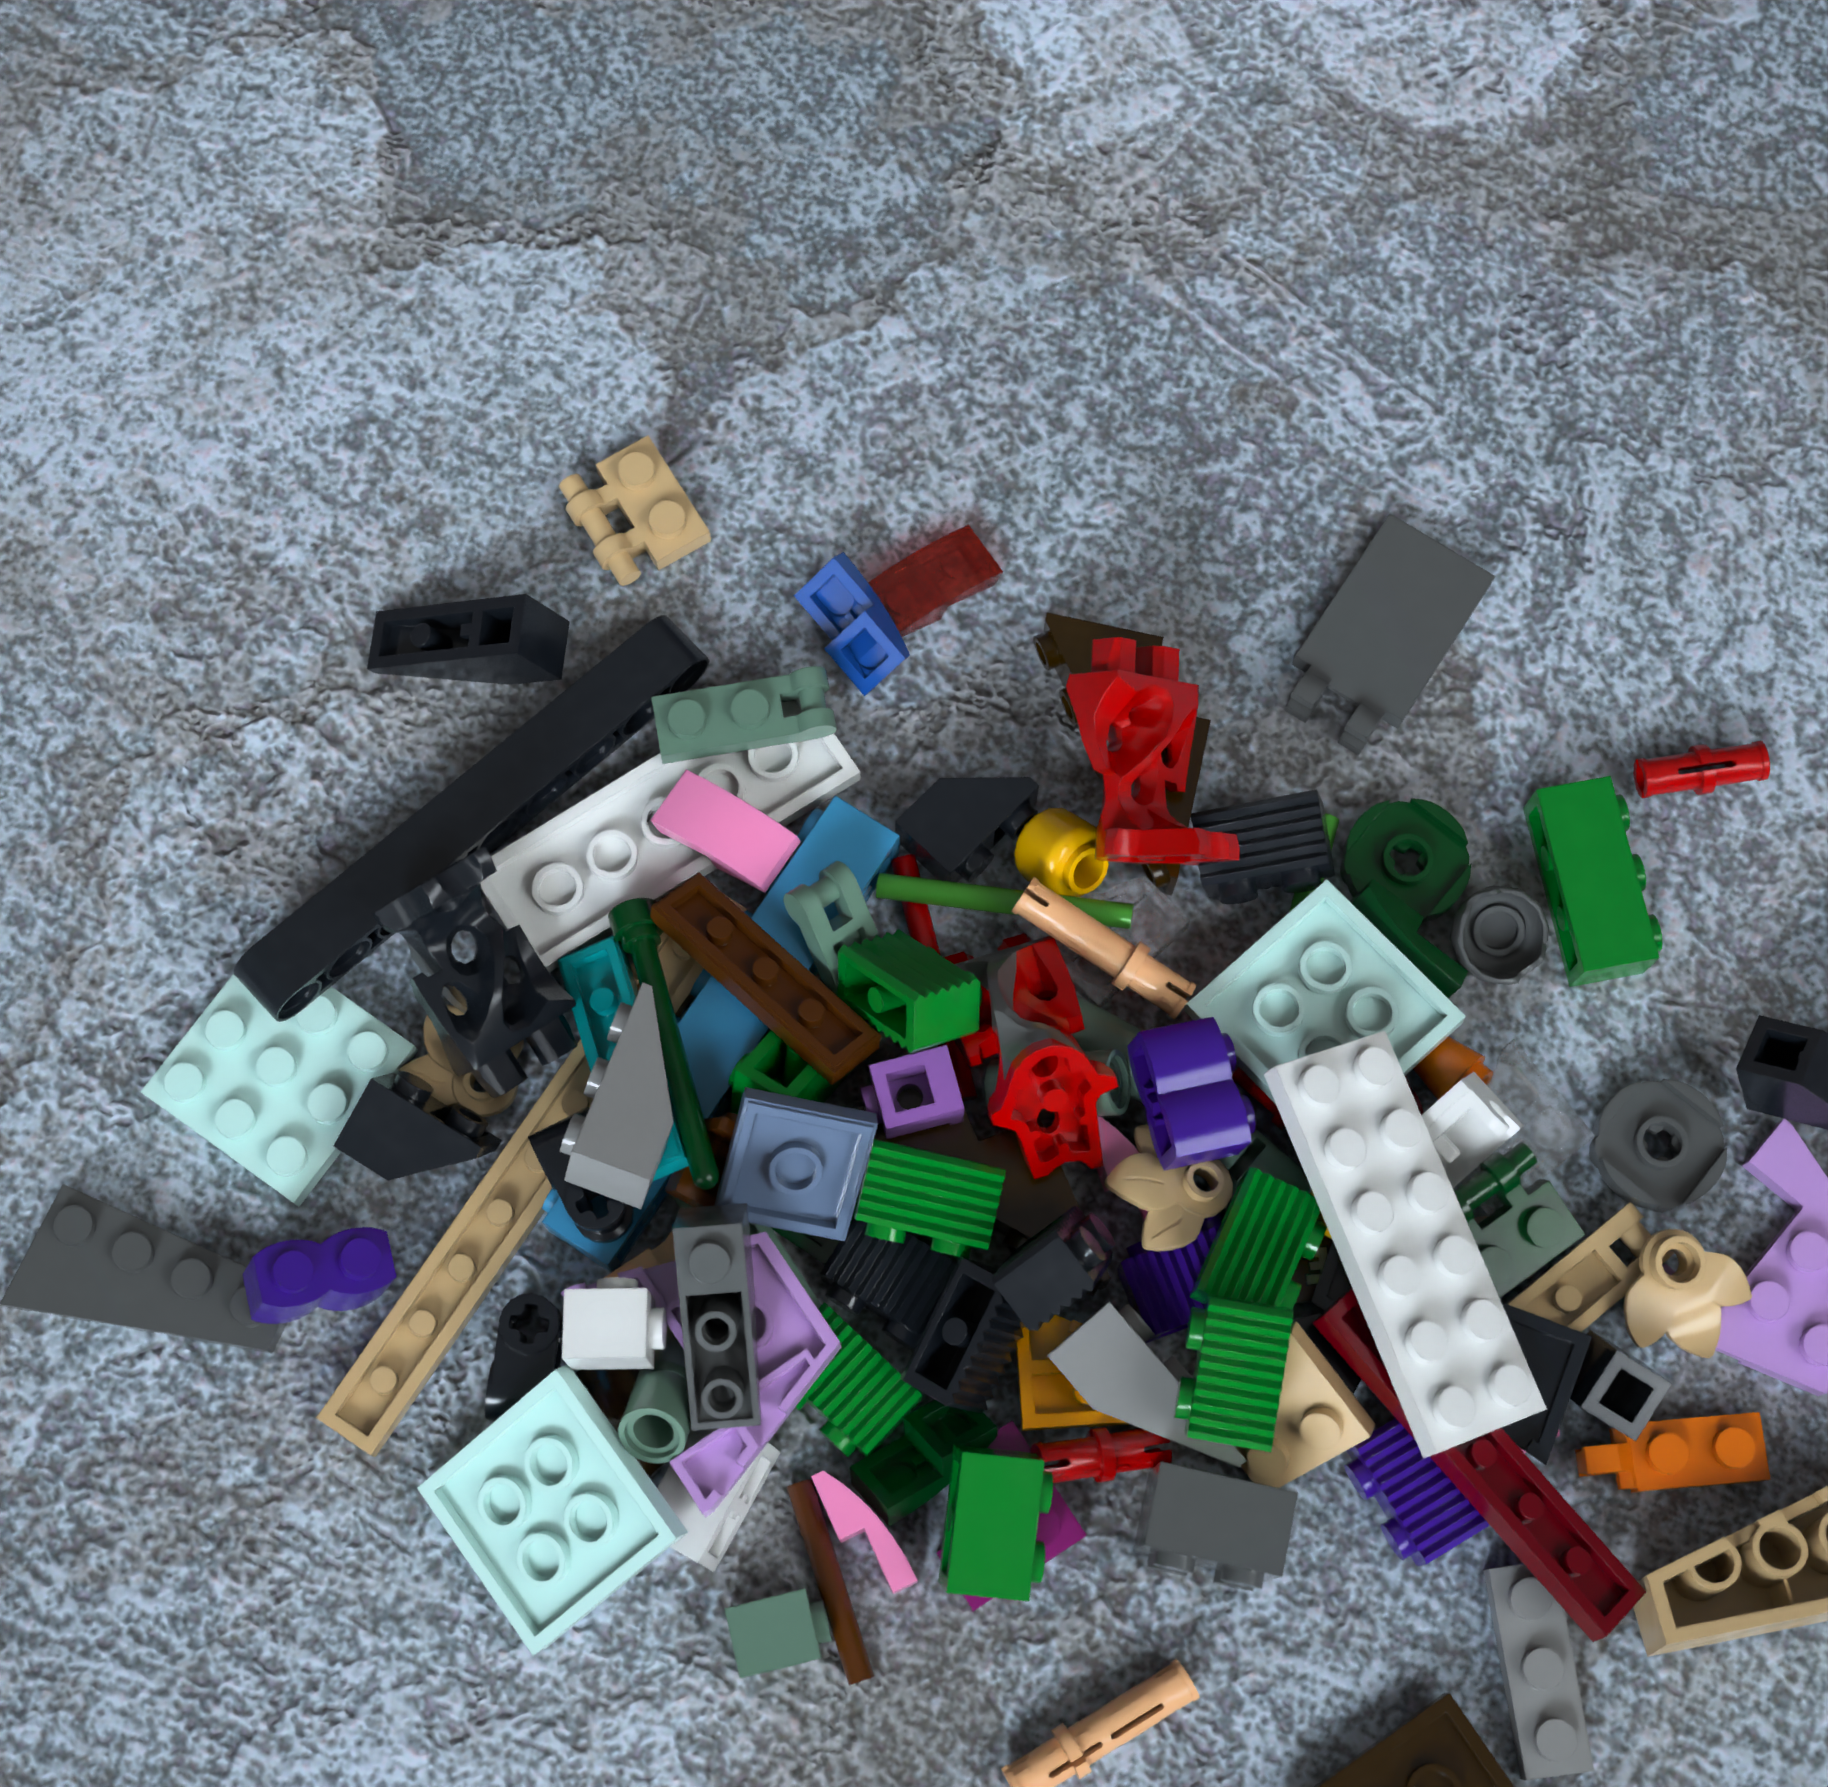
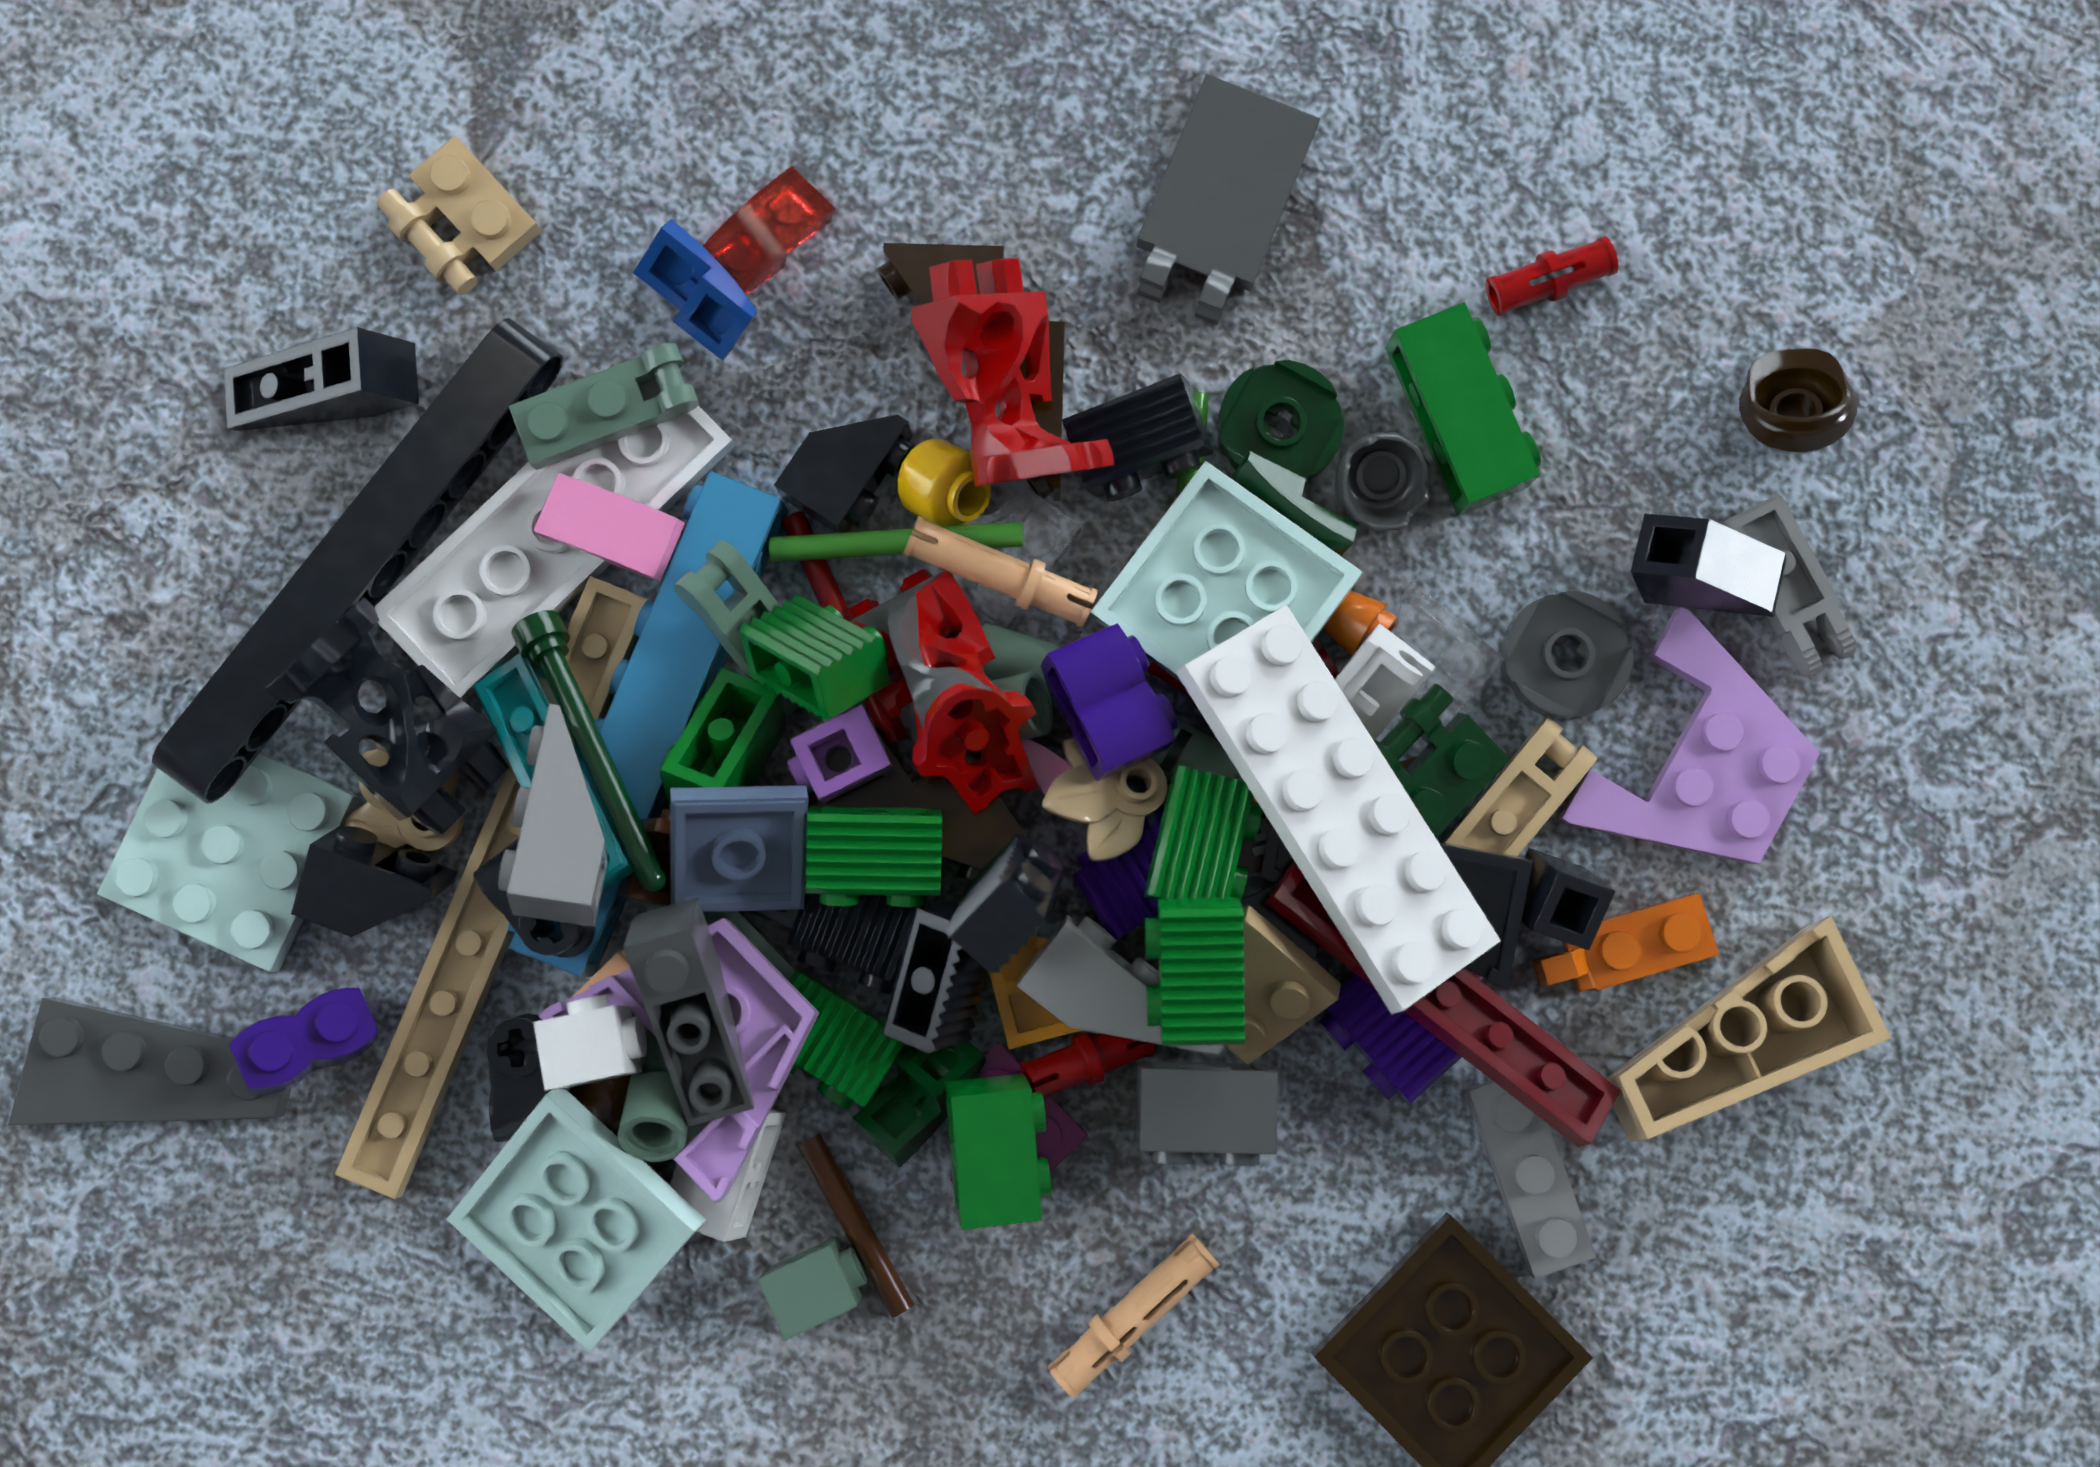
camera: 10 degrees left, 10 degrees up
(765, 978) = (674, 669): reddish brown tile -> none
(852, 1517) = (862, 1161): bright pink slope -> none
(1684, 1303) = (1617, 803): tan plate -> none

